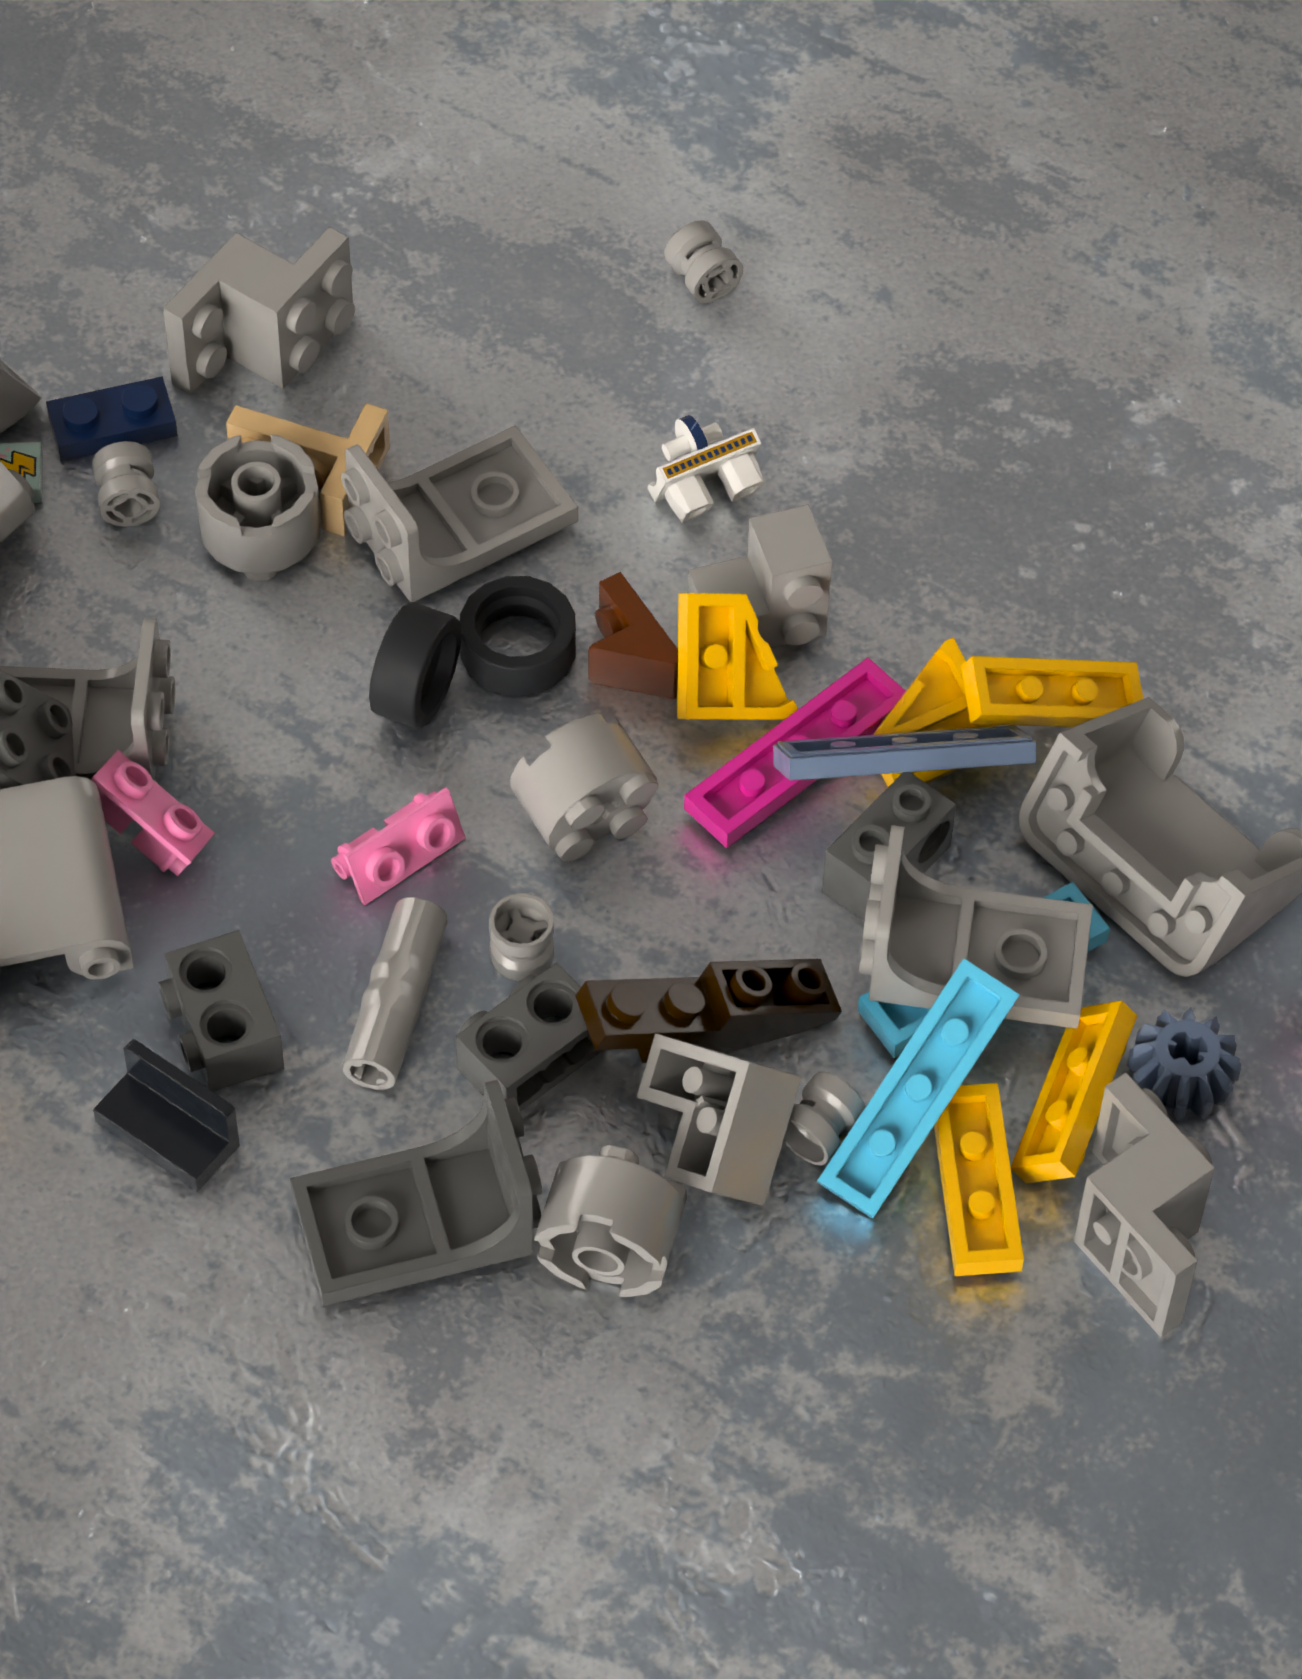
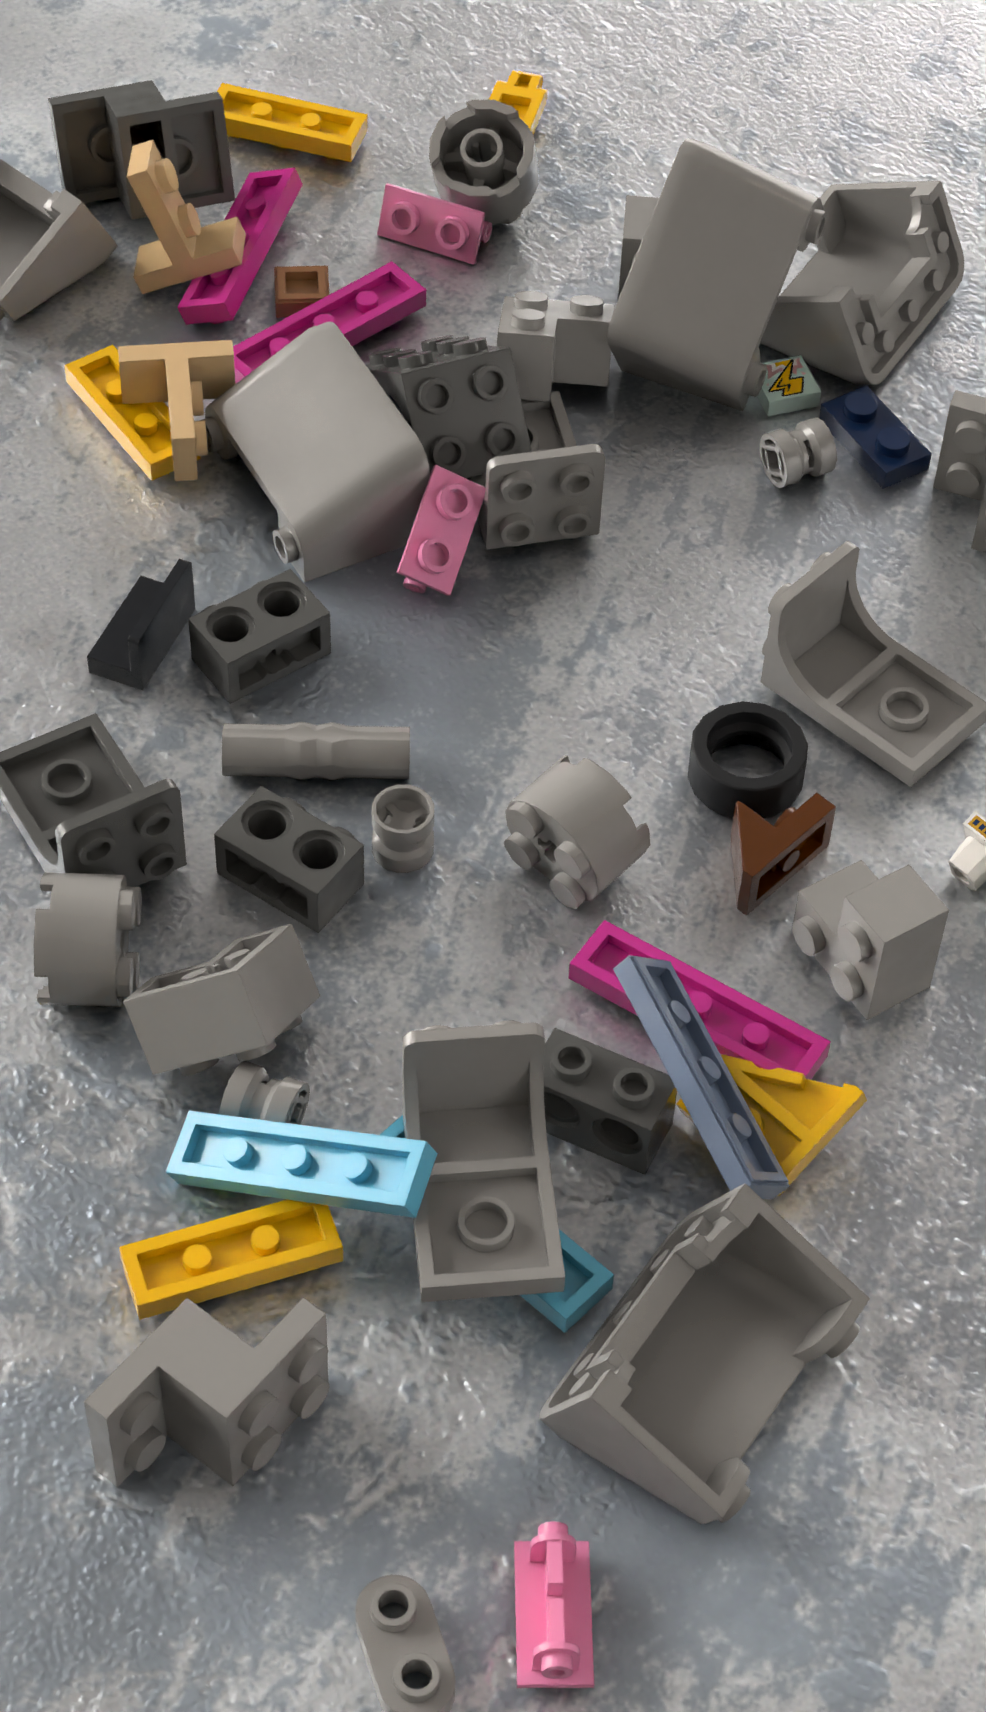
camera: 75 degrees right, 5 degrees down
(258, 505) = (797, 523): light grey brick -> none
(324, 449) = (892, 599): tan bracket -> none
(404, 846) = (480, 725): bright pink hinge -> none
(415, 665) = (671, 646): black tyre -> none
(721, 1010) = (354, 980): dark brown slope -> none
(725, 662) = (761, 911): yellow wing -> none
(1046, 690) = (843, 1207): yellow plate -> none
(1073, 1093) = (364, 1325): yellow plate -> none
(1185, 1063) = (417, 1398): sand blue gear -> none

